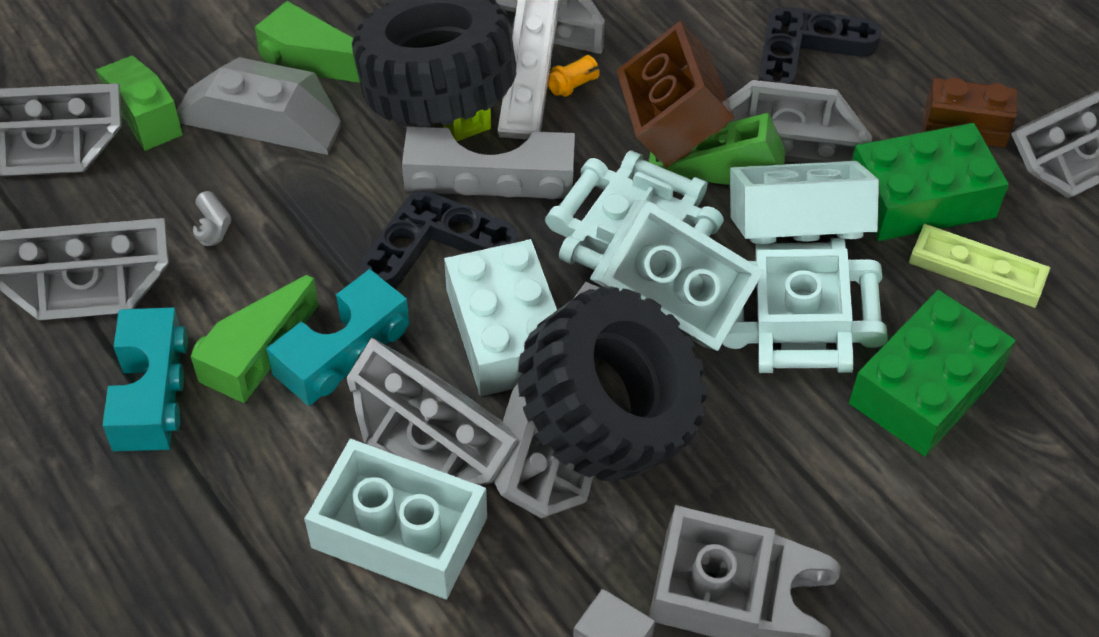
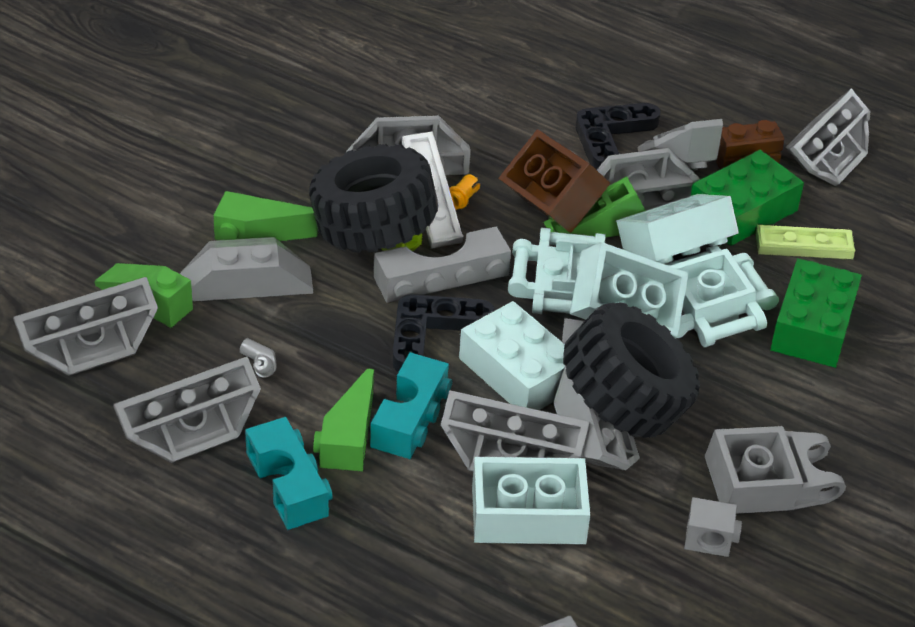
camera: 25 degrees left, 10 degrees down
(874, 91) = (692, 143): none -> light grey wedge

